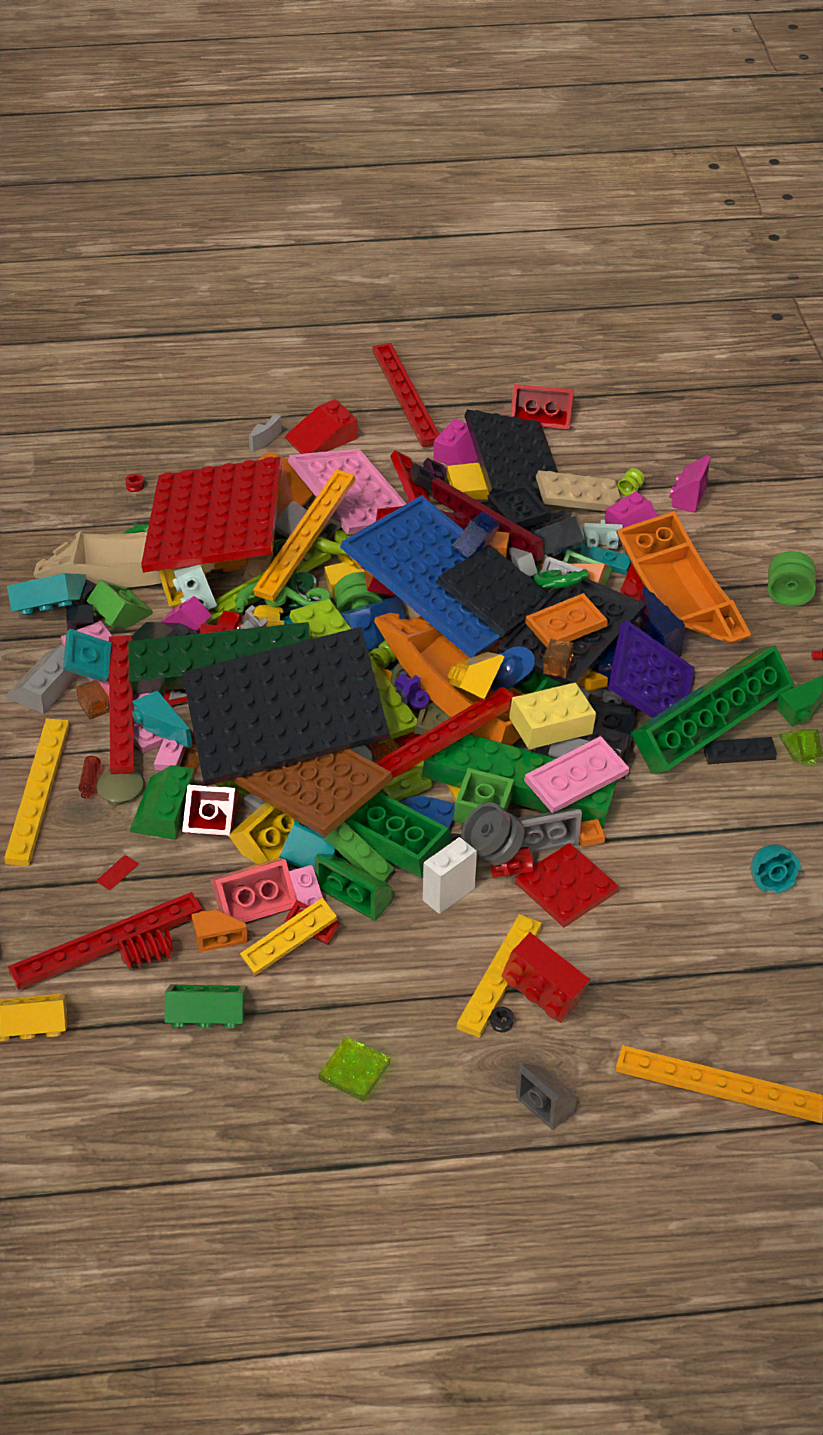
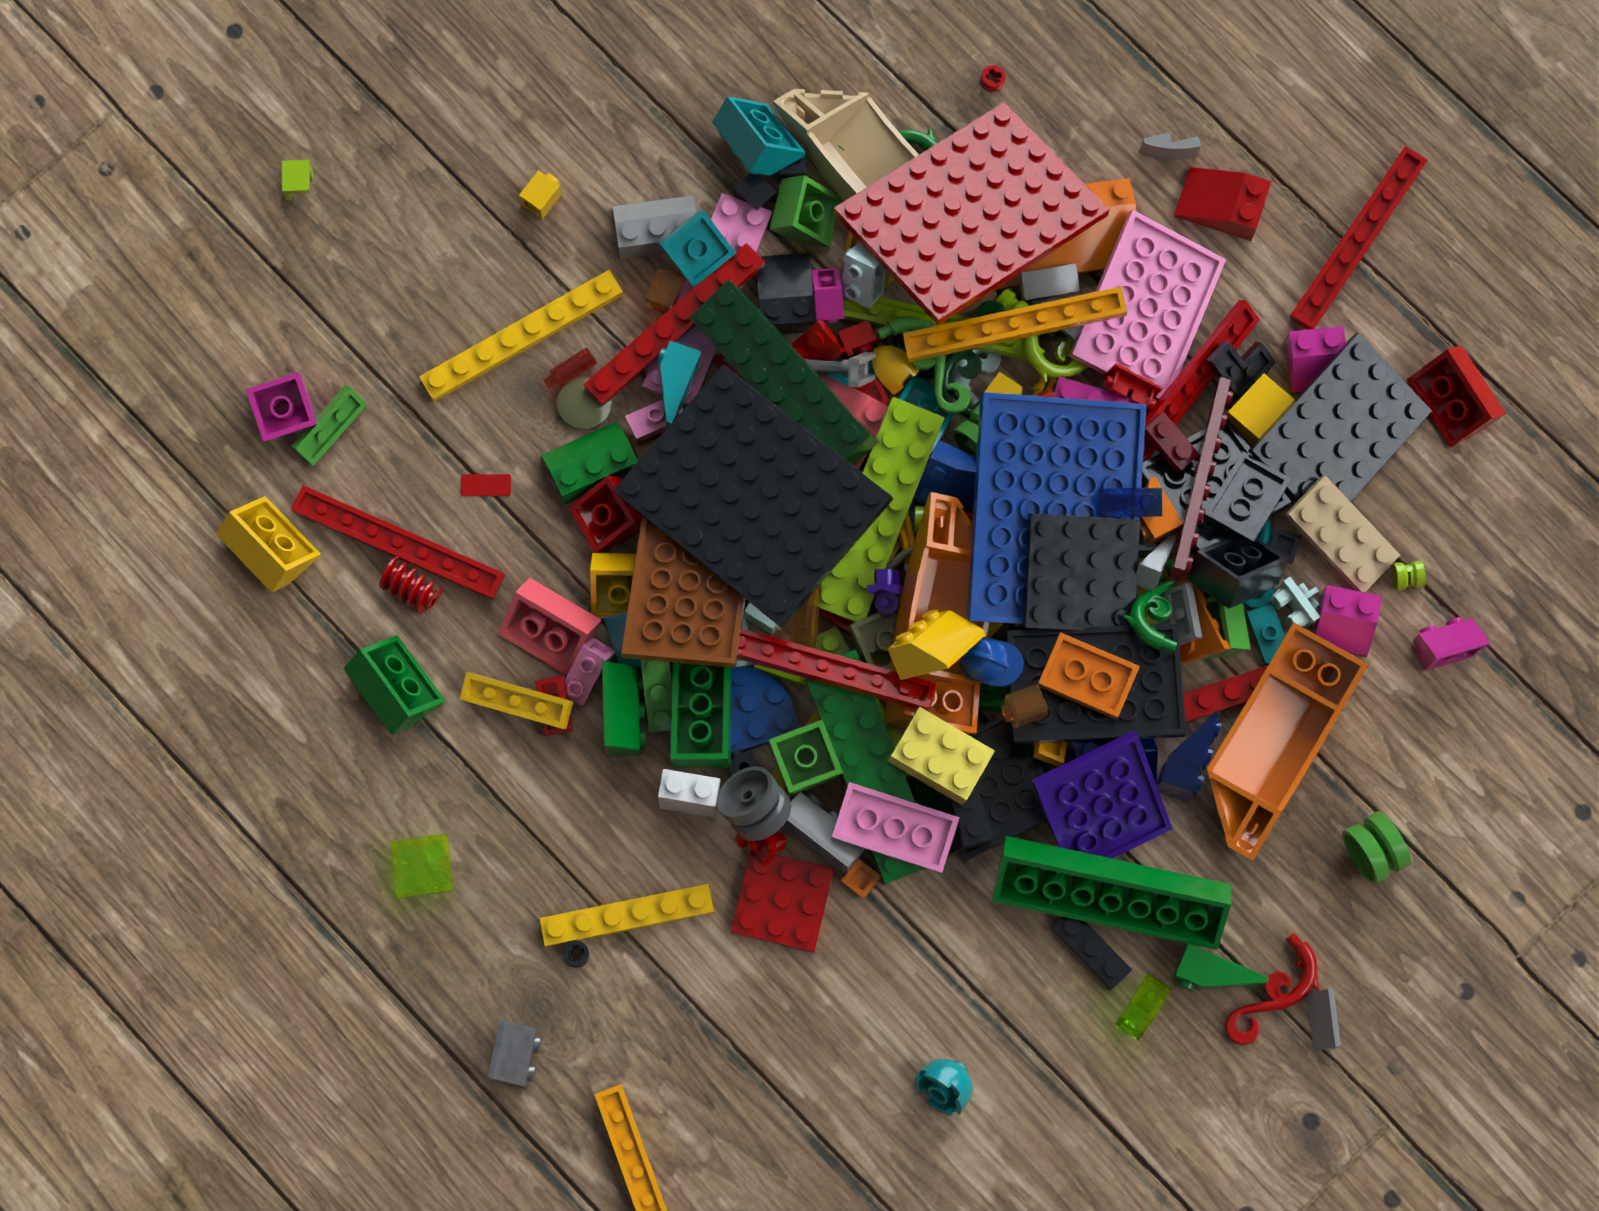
camera: 50 degrees right, 30 degrees up
(217, 930) = (478, 627): orange slope -> none
(545, 977) = (631, 967): red brick -> none

